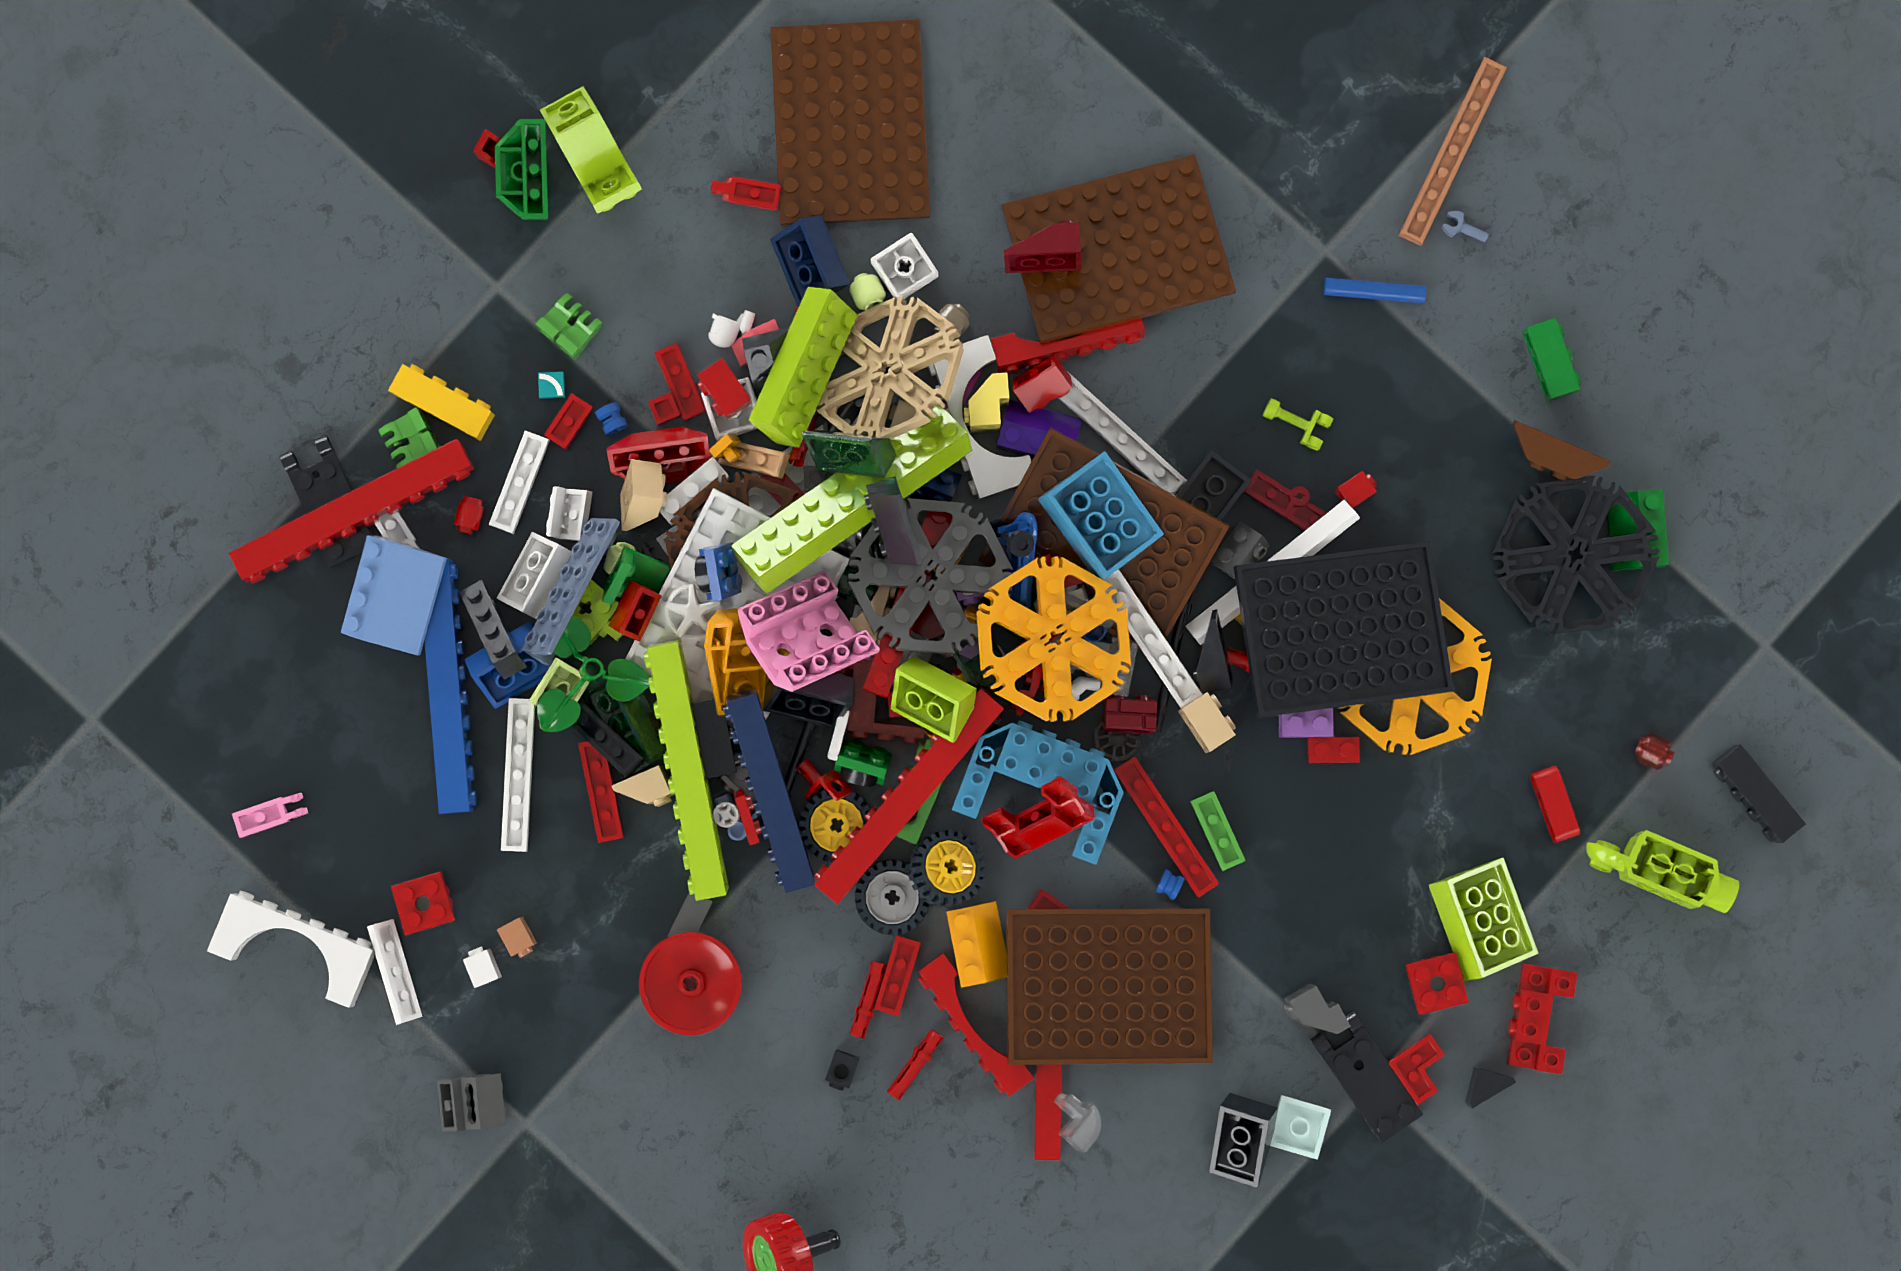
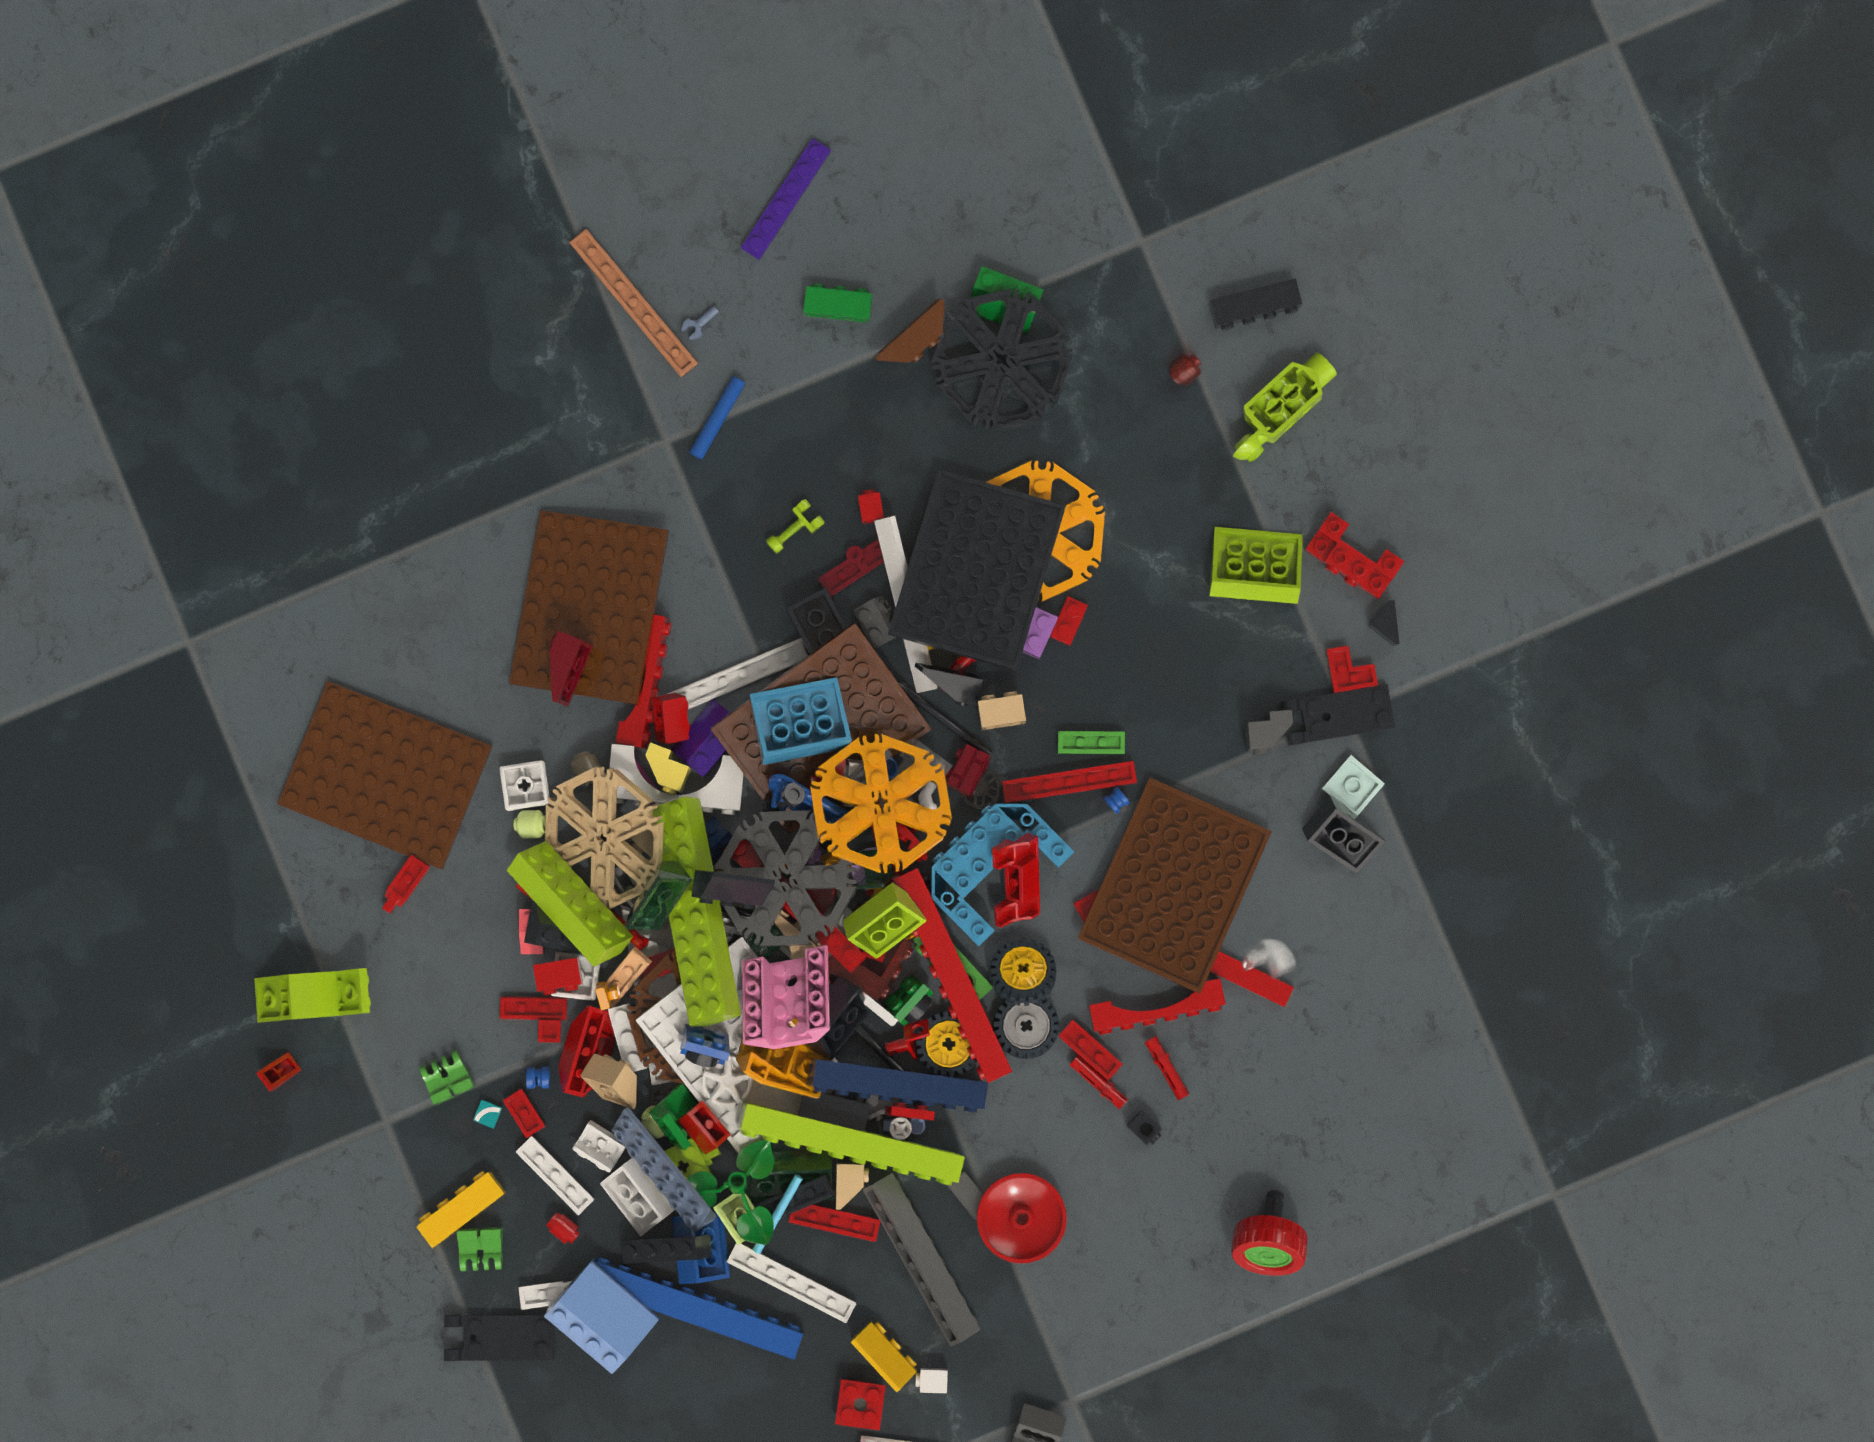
camera: 65 degrees left, 0 degrees up
(352, 511) = (517, 1321): red brick -> none
(484, 905) = (884, 1355): none -> yellow slope
(517, 937) = (922, 1341): nougat brick -> none
(523, 169) = (303, 1057): green wedge -> none
(592, 729) = (781, 1207): none -> medium azure piece
(601, 899) = (921, 1259): none -> dark grey brick
(725, 331) = (509, 952): white piece -> none
(809, 257) = (482, 858): dark blue slope -> none
(978, 943) = (1094, 974): light orange slope -> none
(1153, 643) = (919, 725): white plate -> none
(1436, 983) = (1289, 625): red piece -> none
(1555, 804) = (1191, 466): red beam -> none
(1634, 257) = (785, 199): none -> dark purple plate

